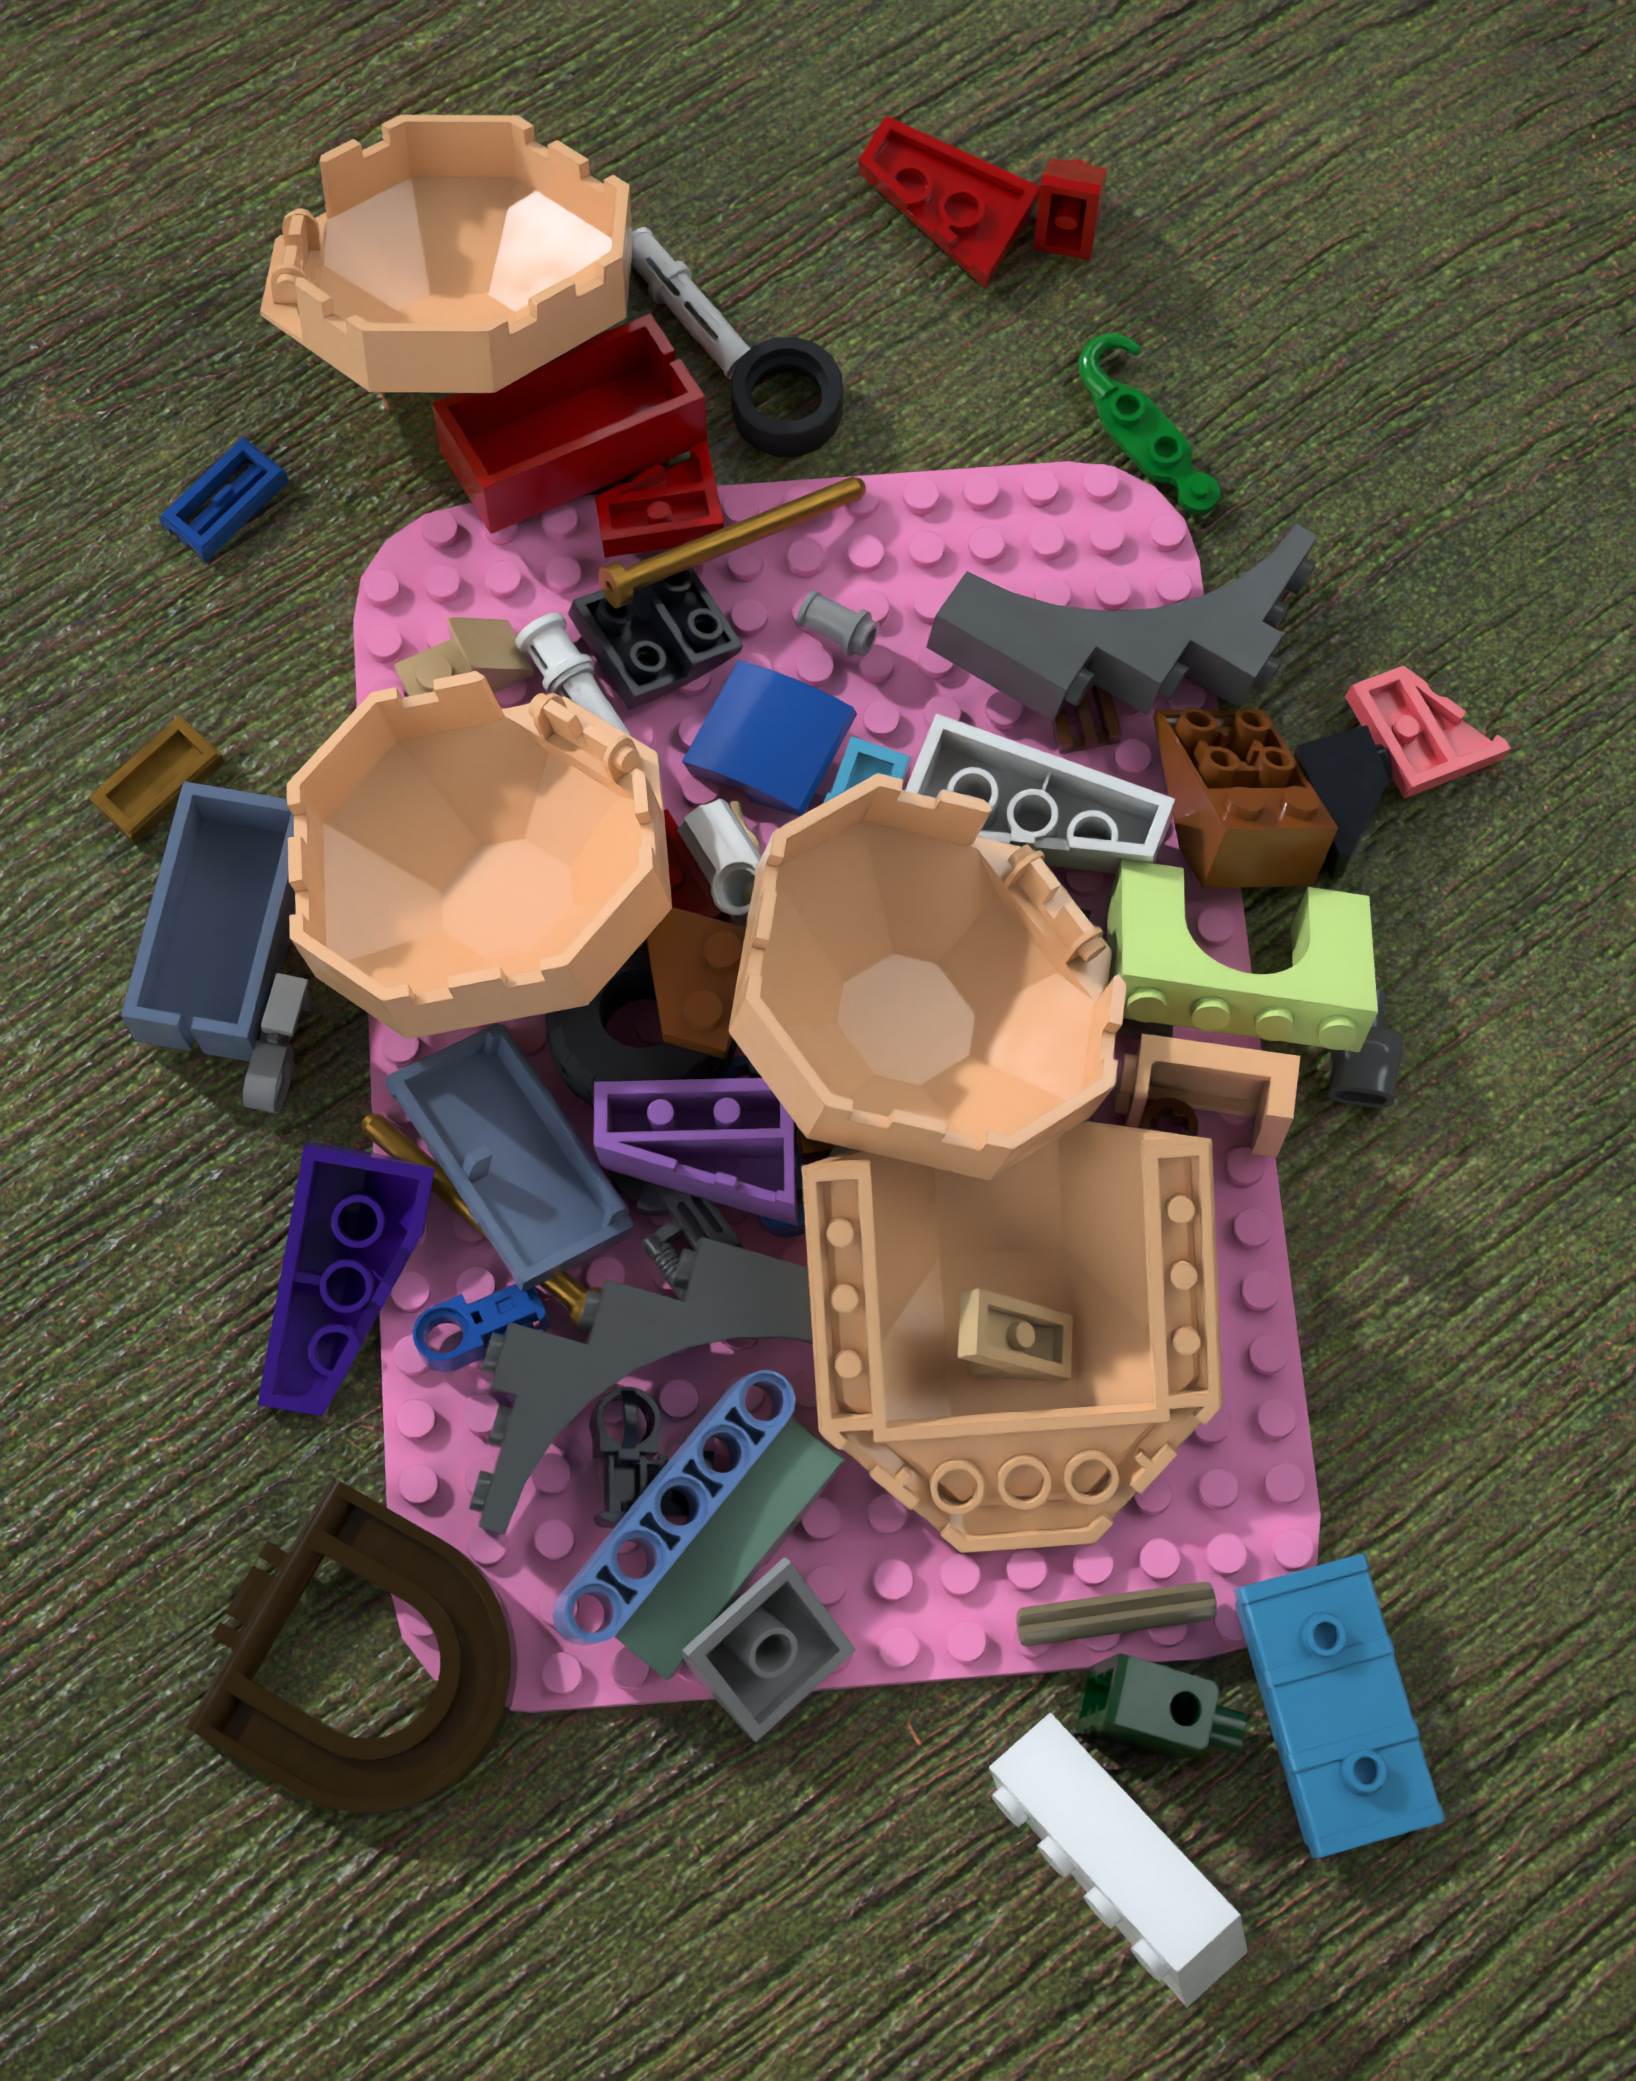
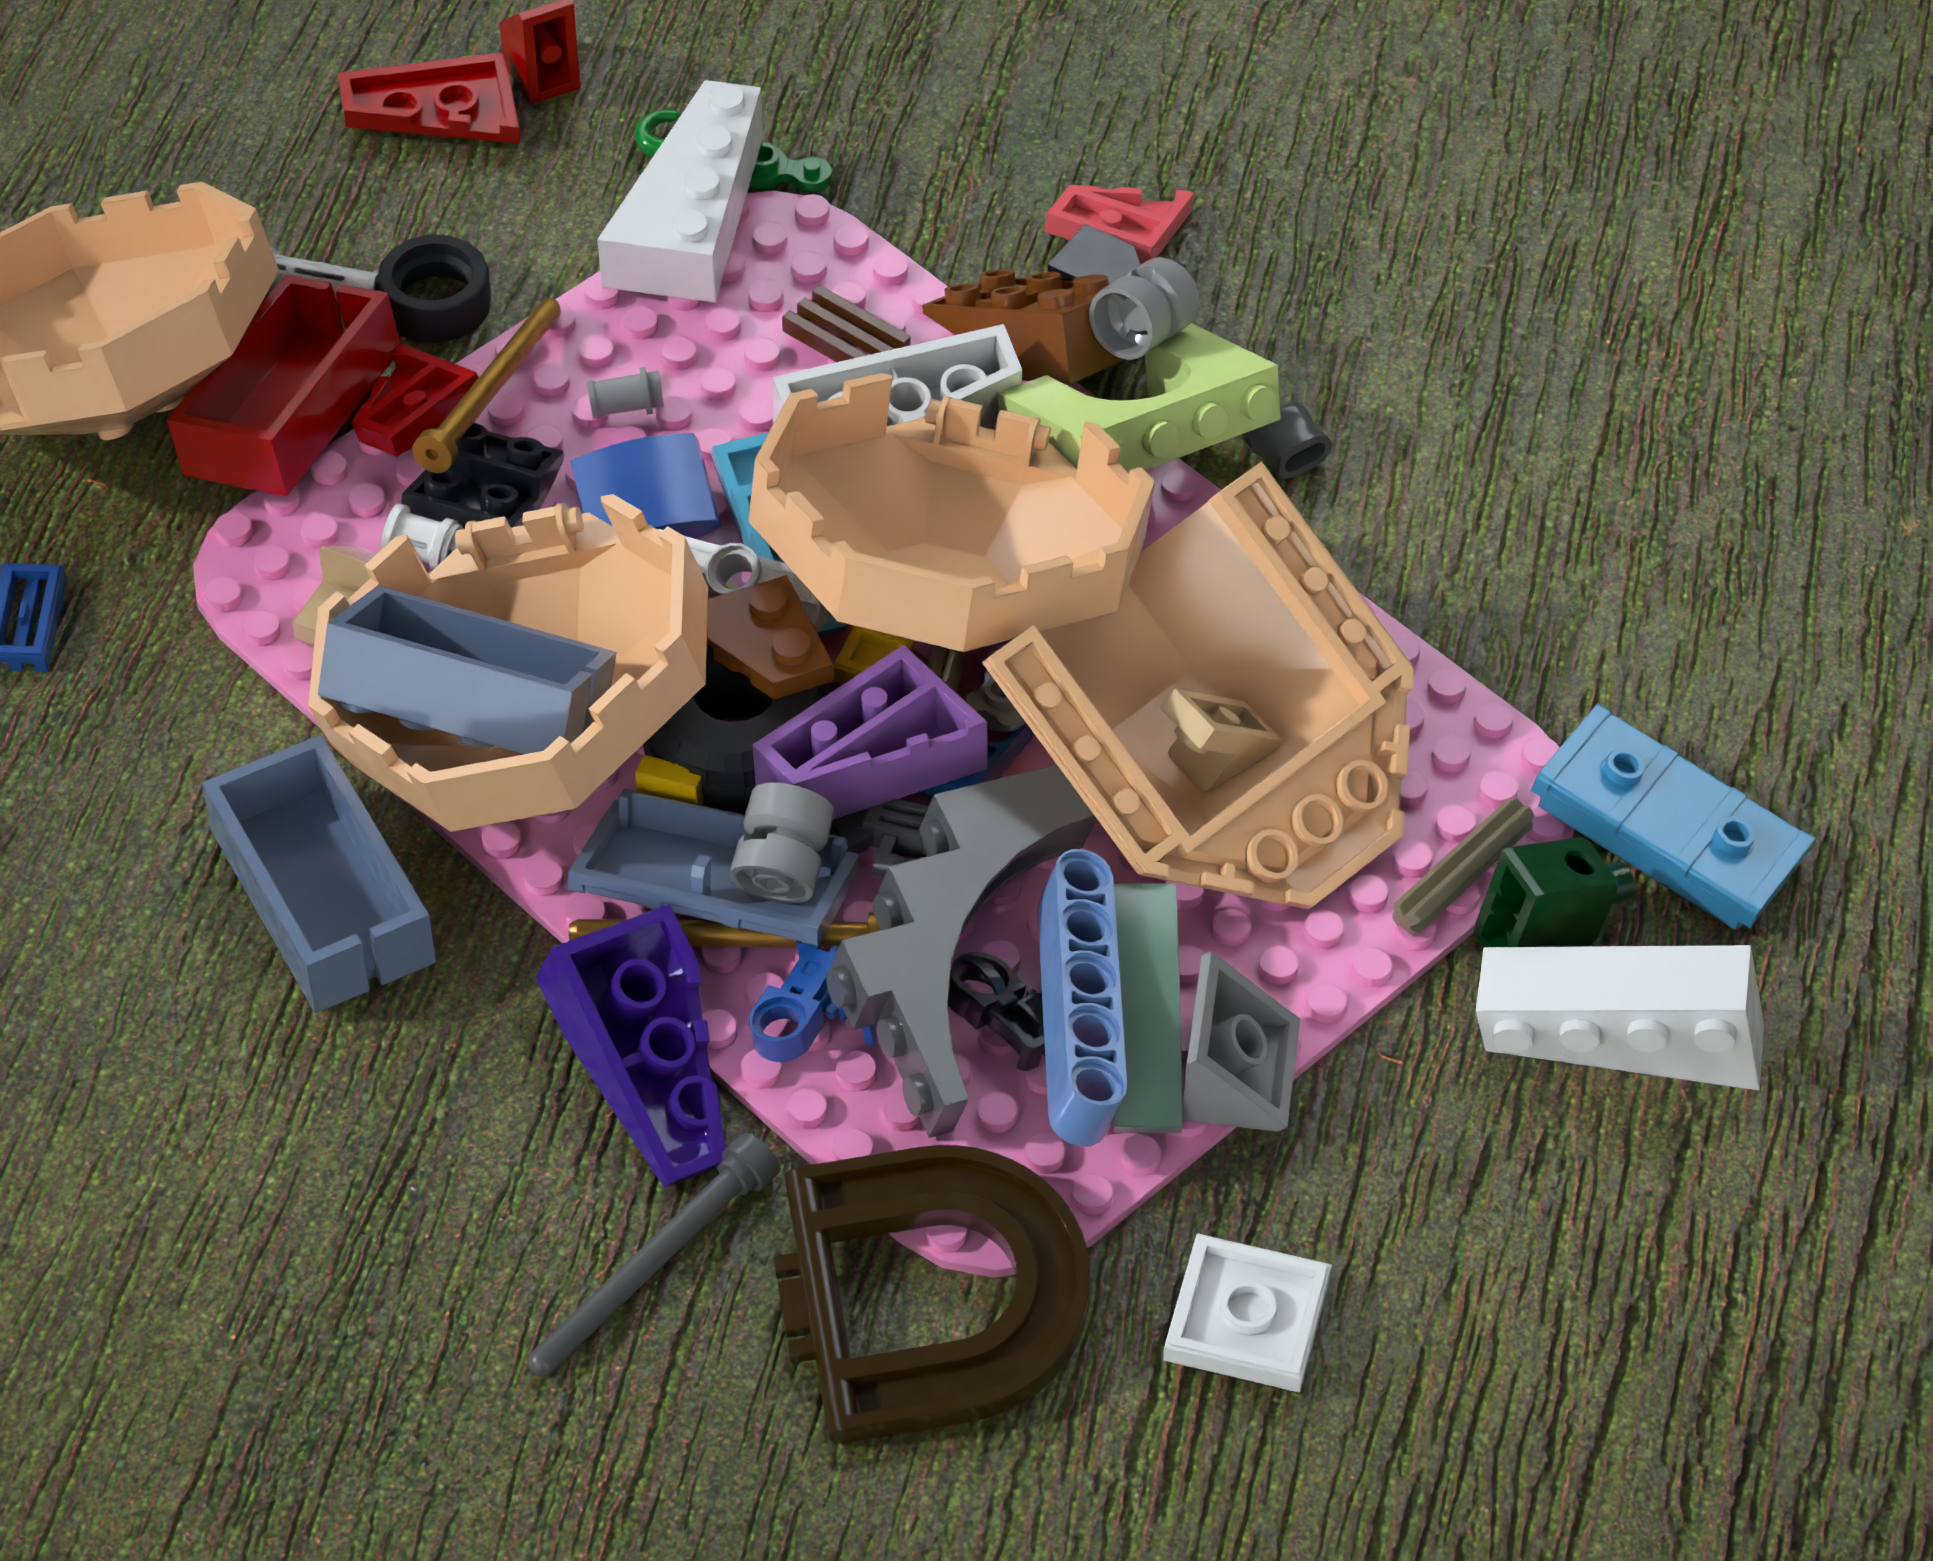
camera: 40 degrees left, 20 degrees down
(153, 778) = (154, 833): pearl gold tile -> none
(272, 1056) = (454, 951): light grey piece -> none
(319, 1438) = (745, 1167): none -> dark grey piece
(426, 846) = (461, 672): none -> sand blue piece
(533, 1039) = (668, 780): none -> yellow tile
(552, 1186) = (782, 840): none -> light grey wheel
(582, 1880) = (1247, 1312): none -> white plate
(1051, 461) = (688, 201): none -> white wedge
(1056, 652) = (878, 273): dark grey arch -> none
(1213, 1080) = (1207, 462): light nougat panel -> none
(1316, 866) = (1144, 308): none -> light grey wheel

